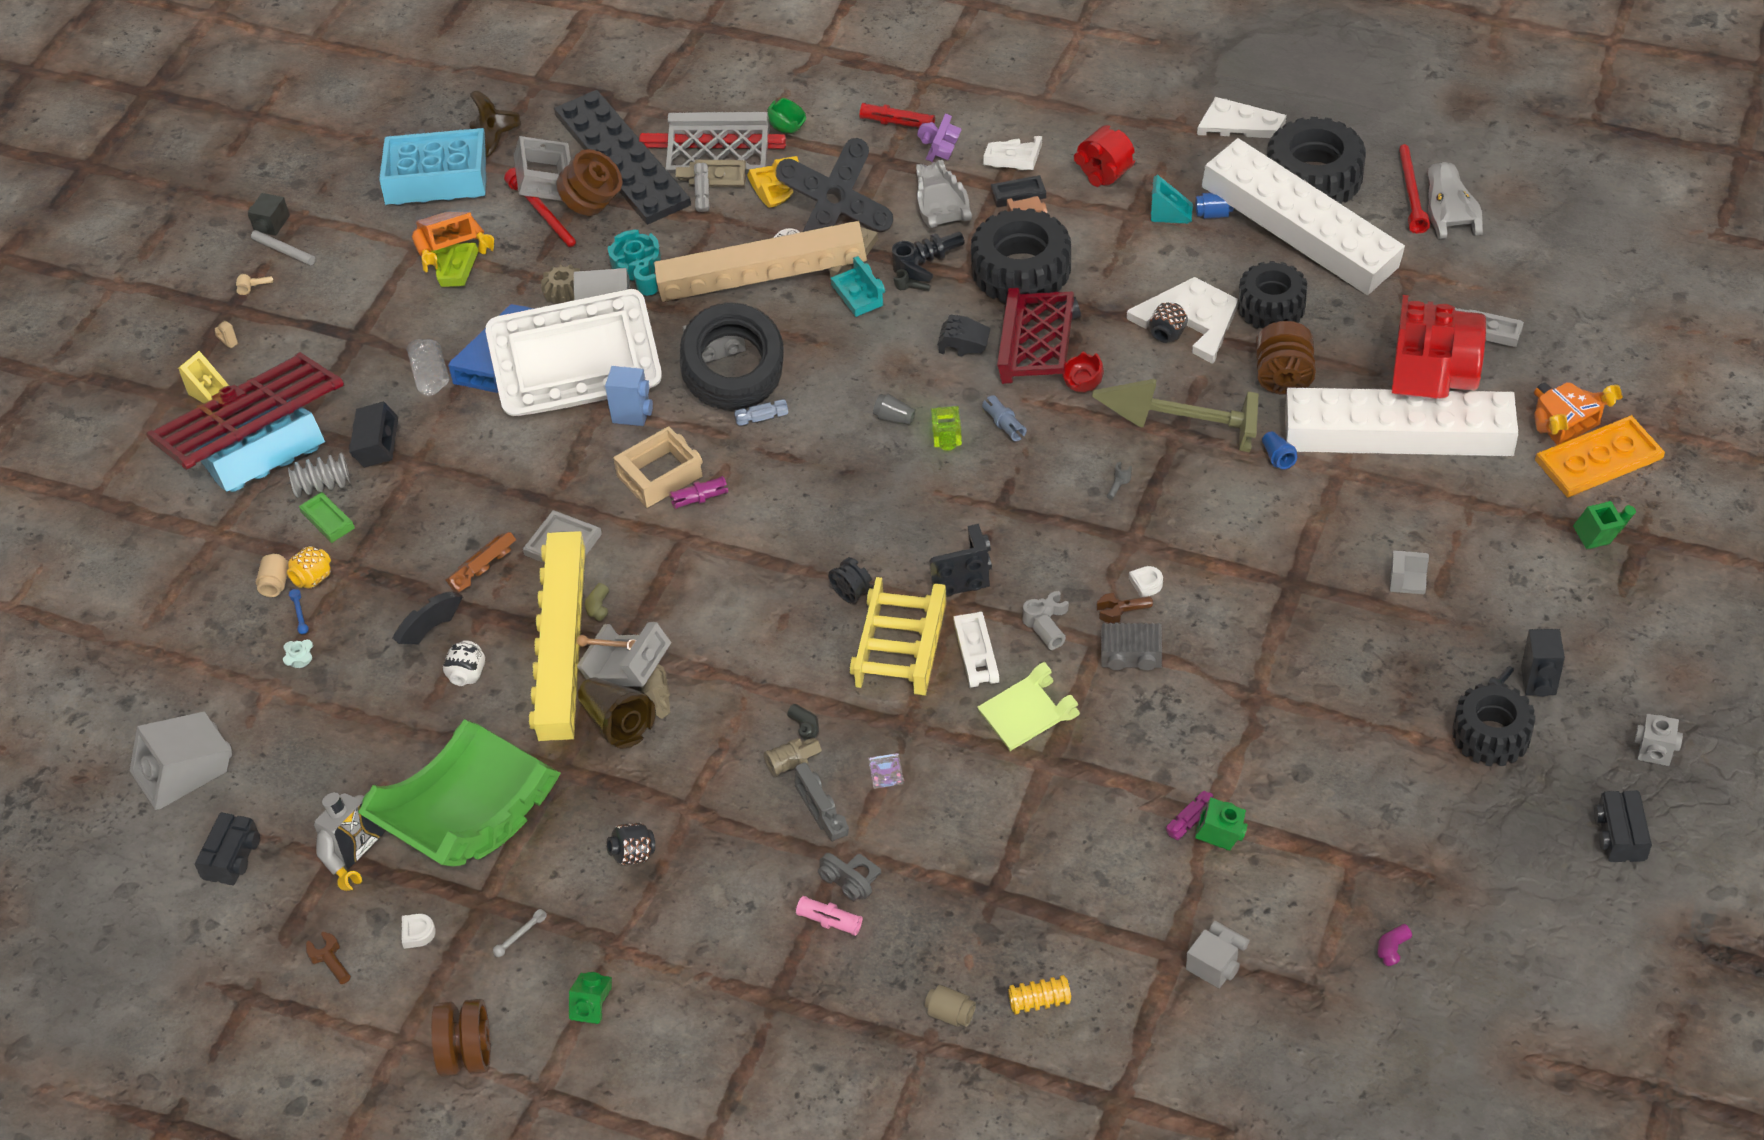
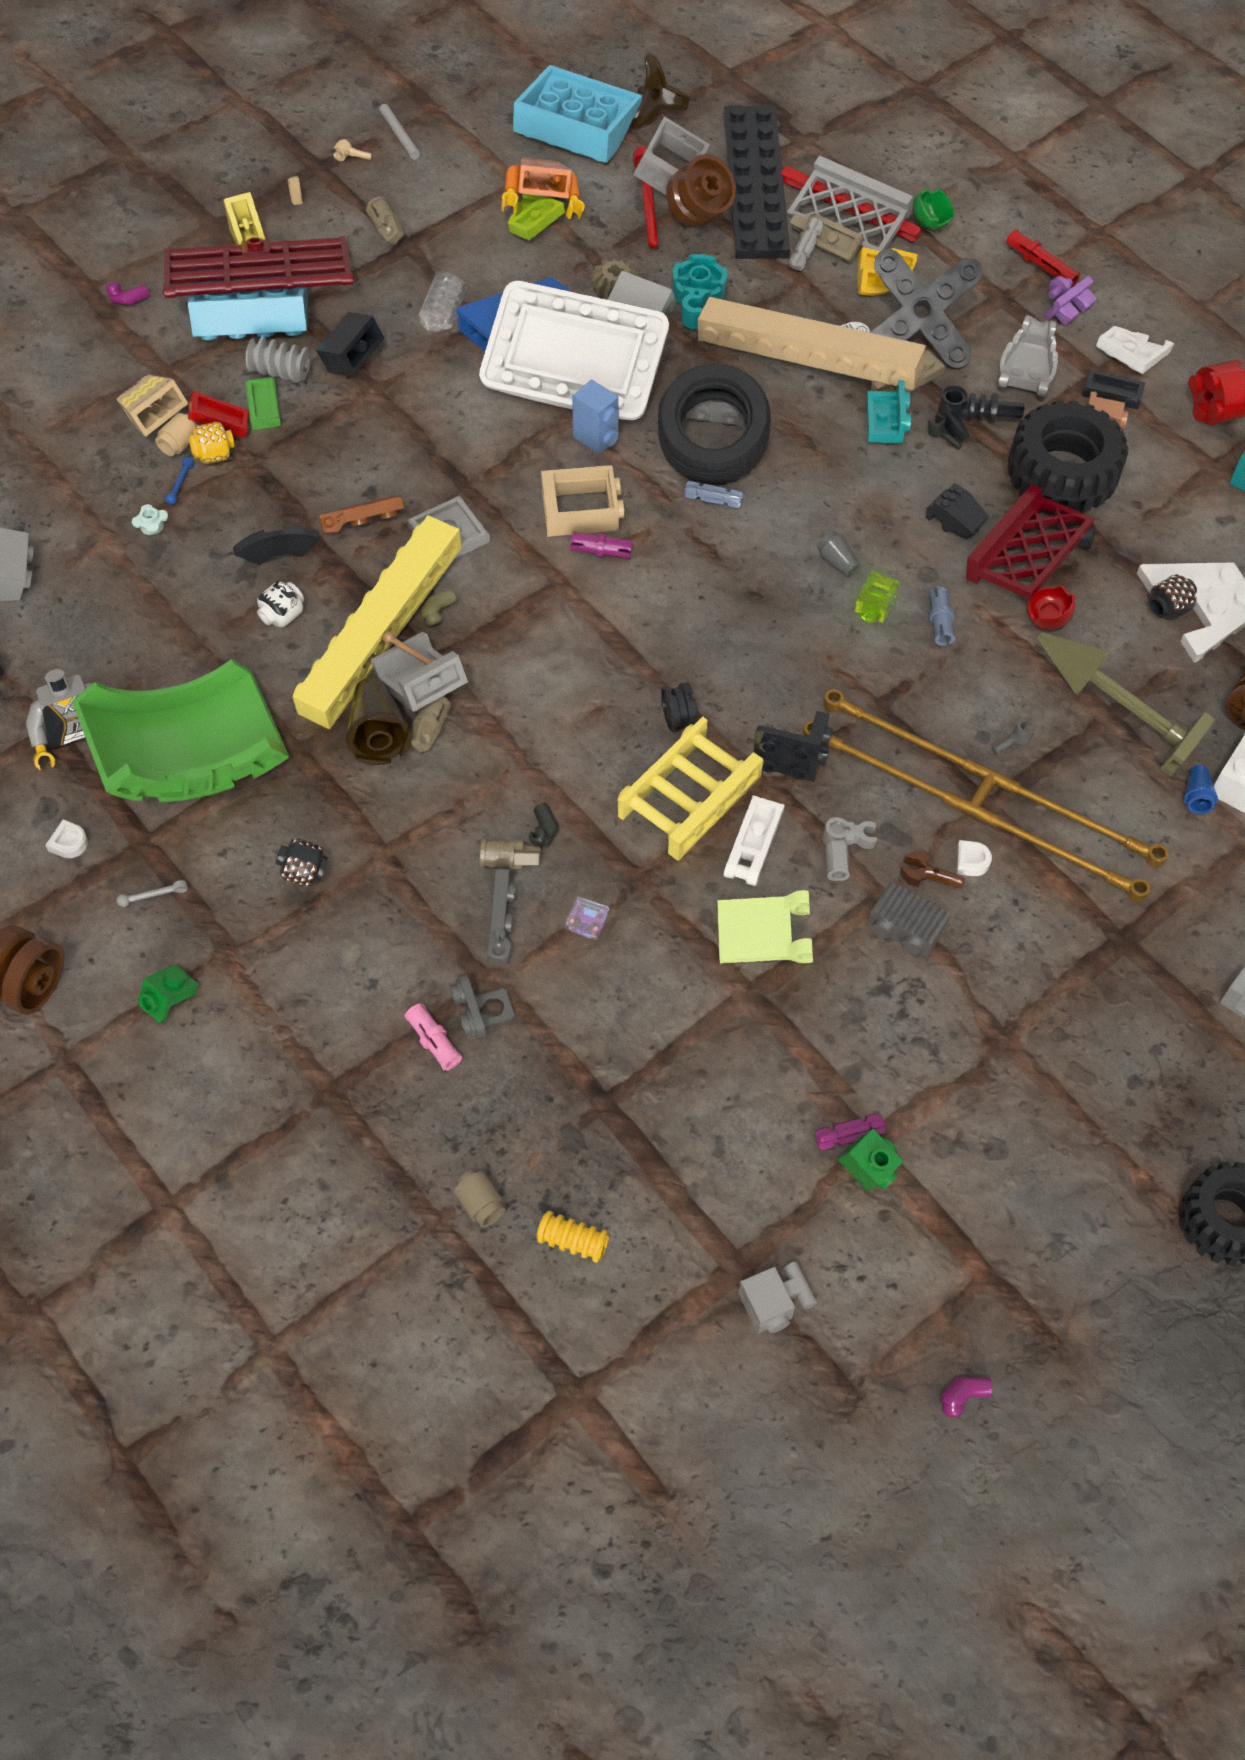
camera: 25 degrees right, 10 degrees up
(137, 488) = (126, 297): none -> magenta arm
(233, 559) = (151, 402): none -> tan torso
(268, 213) = (406, 93): pearl dark grey brick -> none
(293, 541) = (209, 410): none -> red tile
(326, 323) = (385, 219): none -> dark tan hinge
(1121, 518) = (989, 779): none -> pearl gold bar

